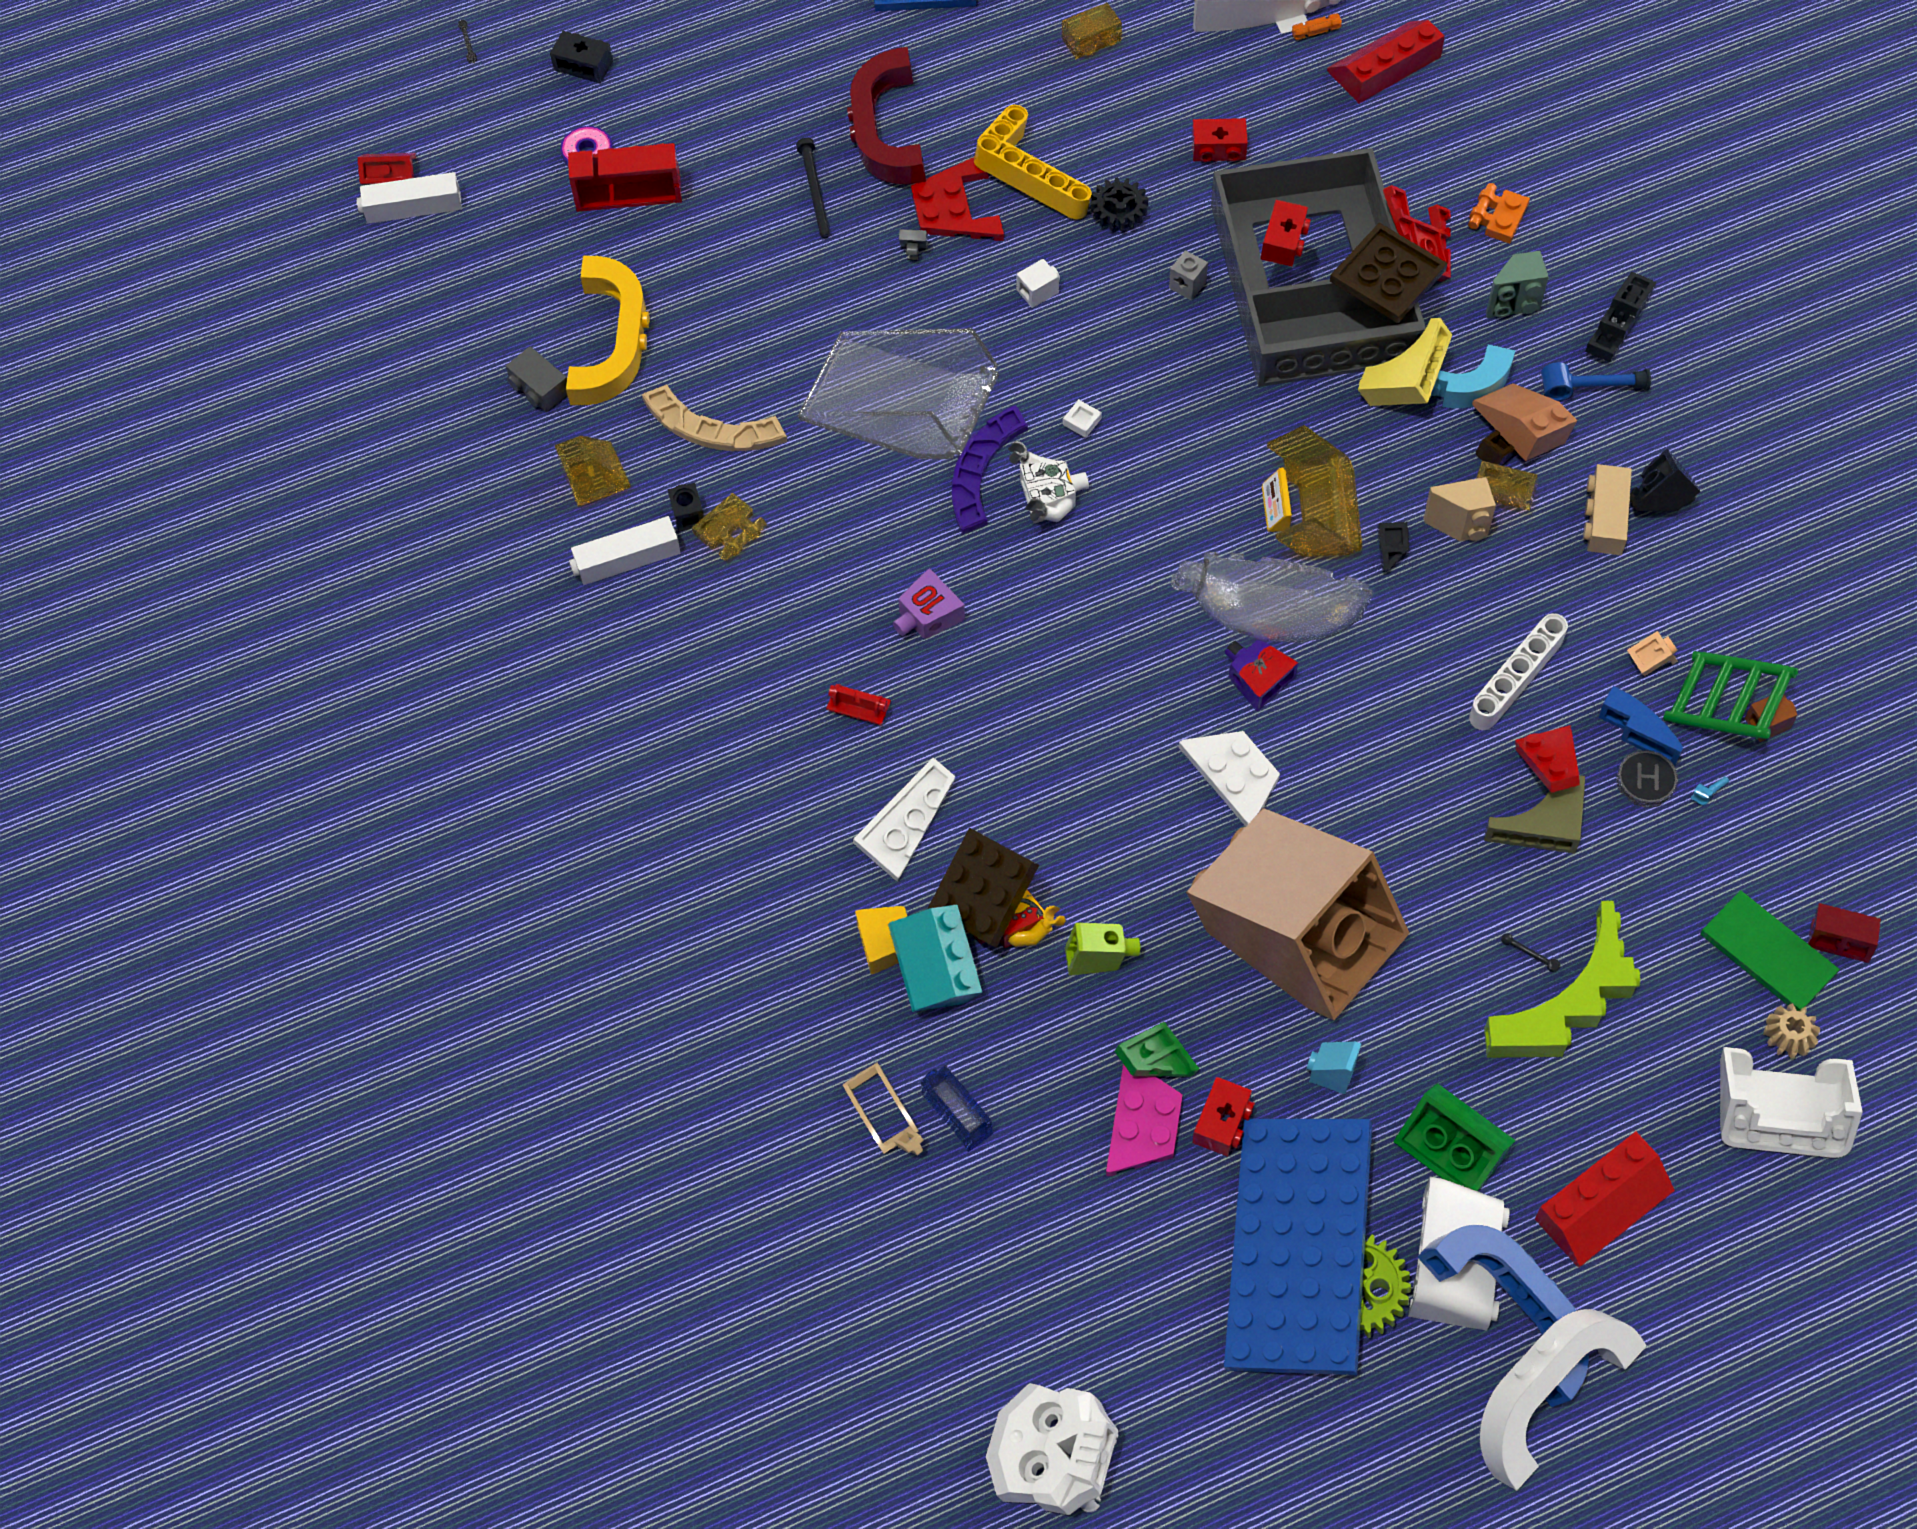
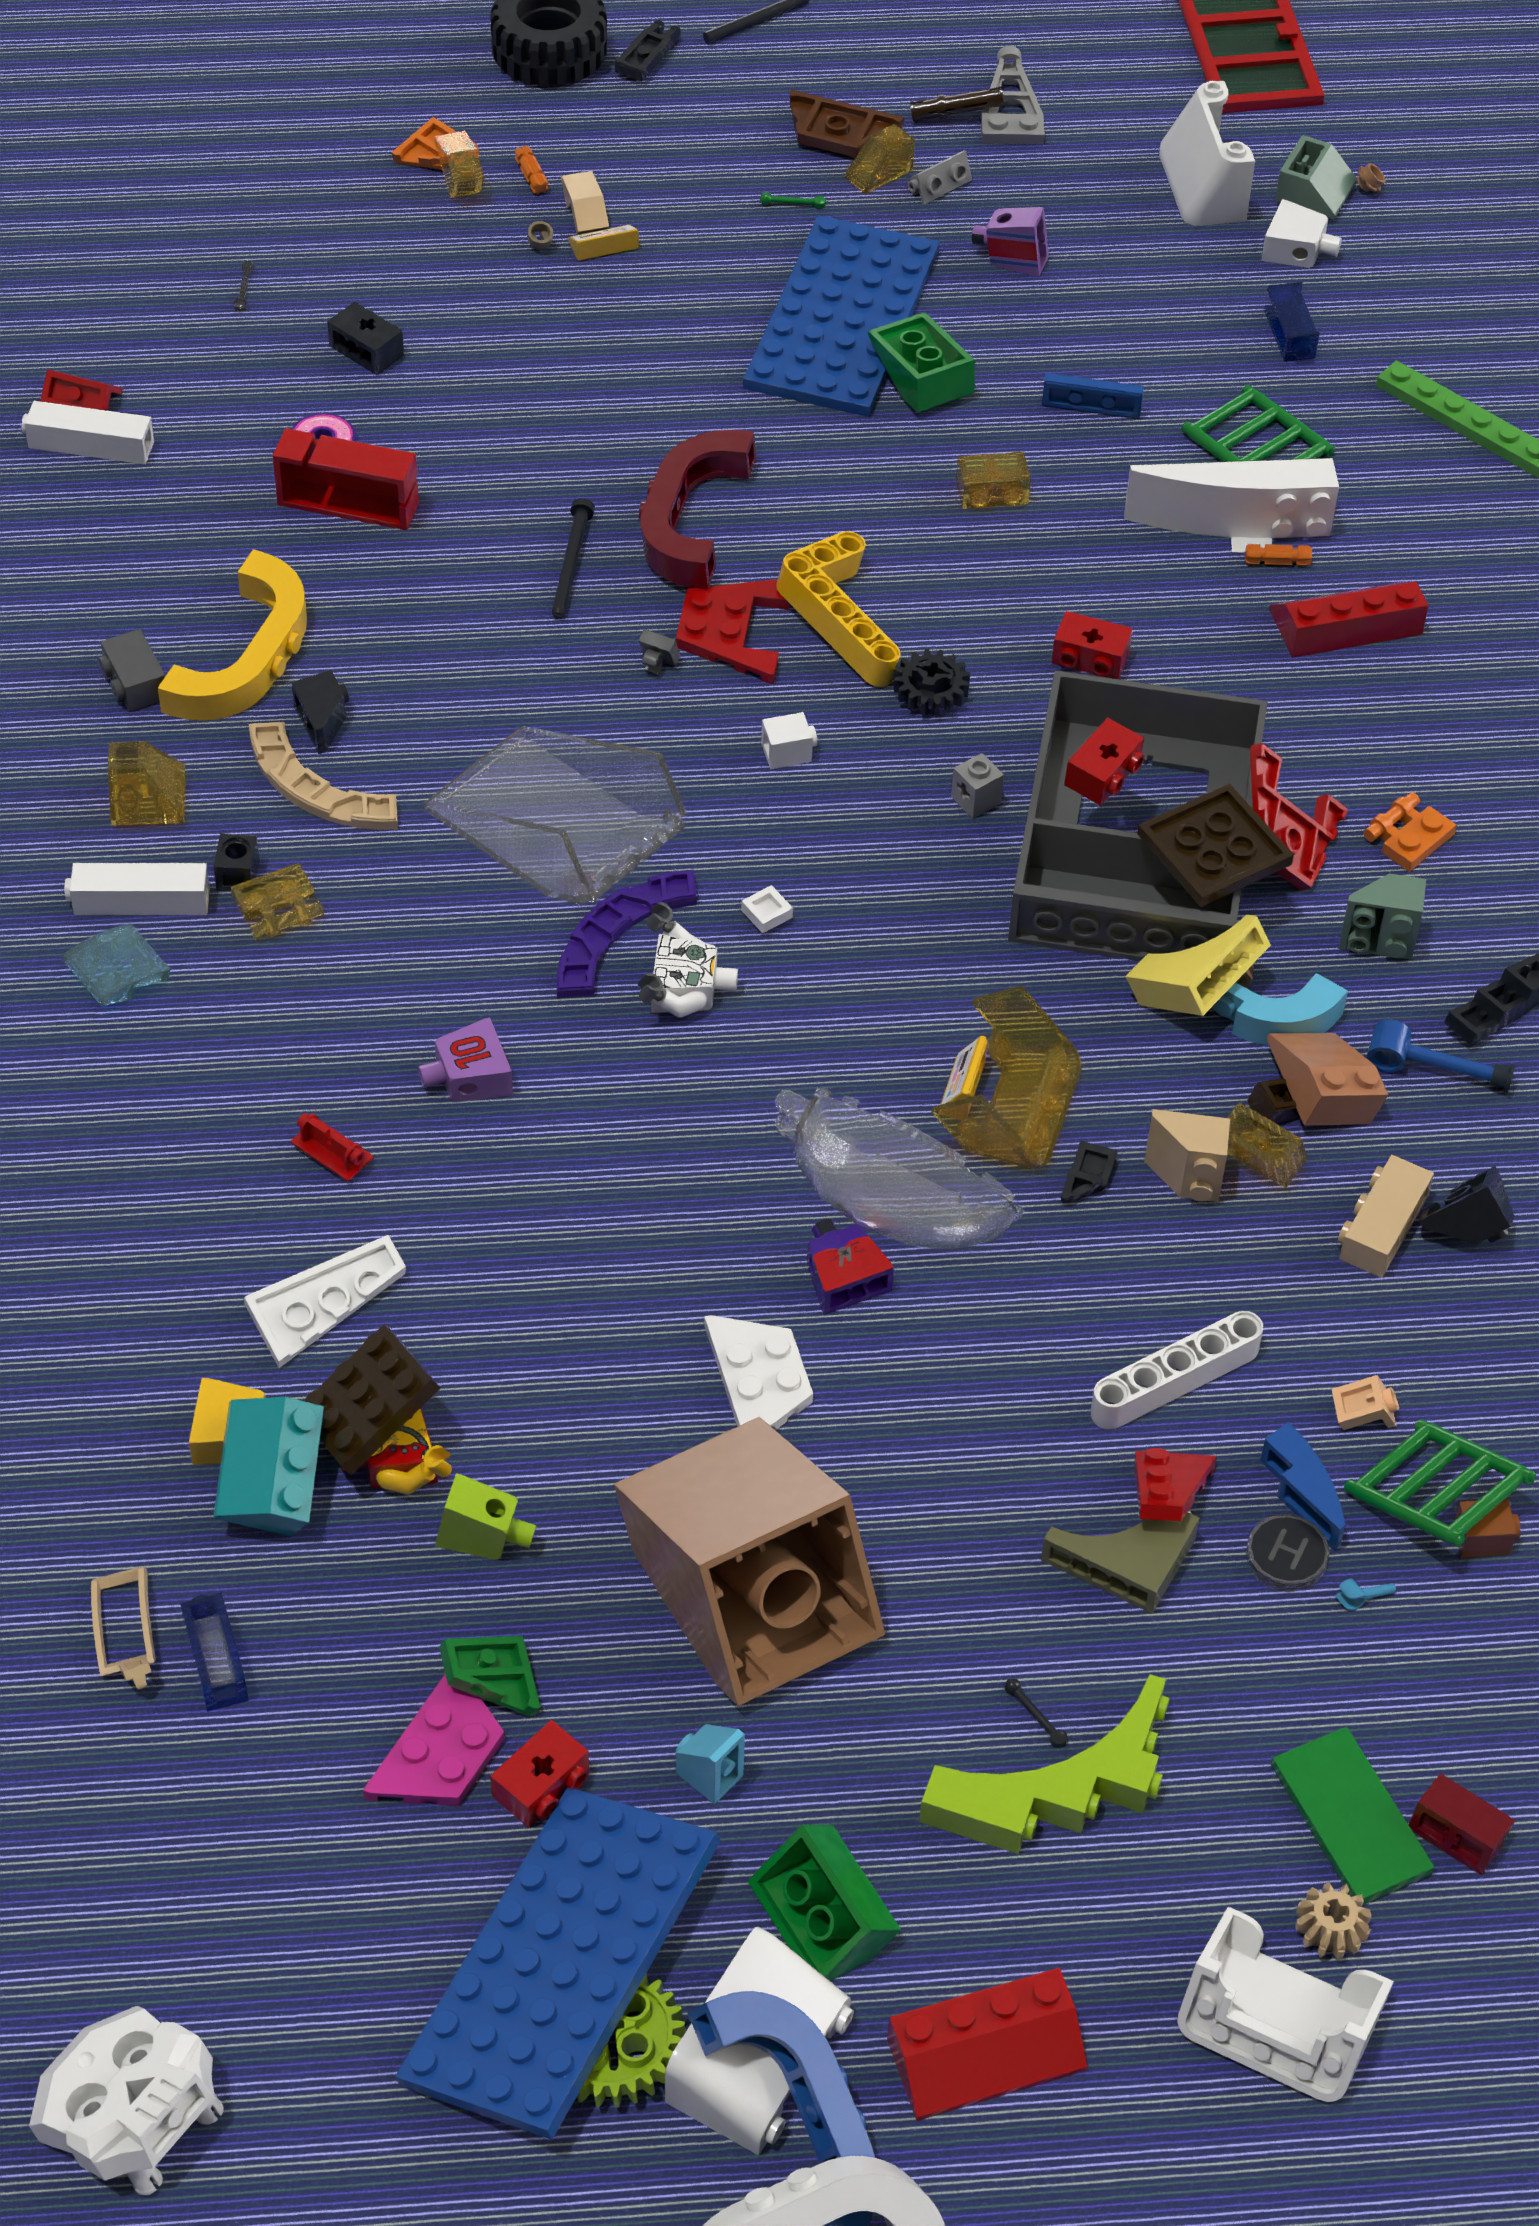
camera: 15 degrees right, 10 degrees down
(636, 615) = (116, 964): none -> clear light blue slope
(688, 364) = (320, 707): none -> black slope

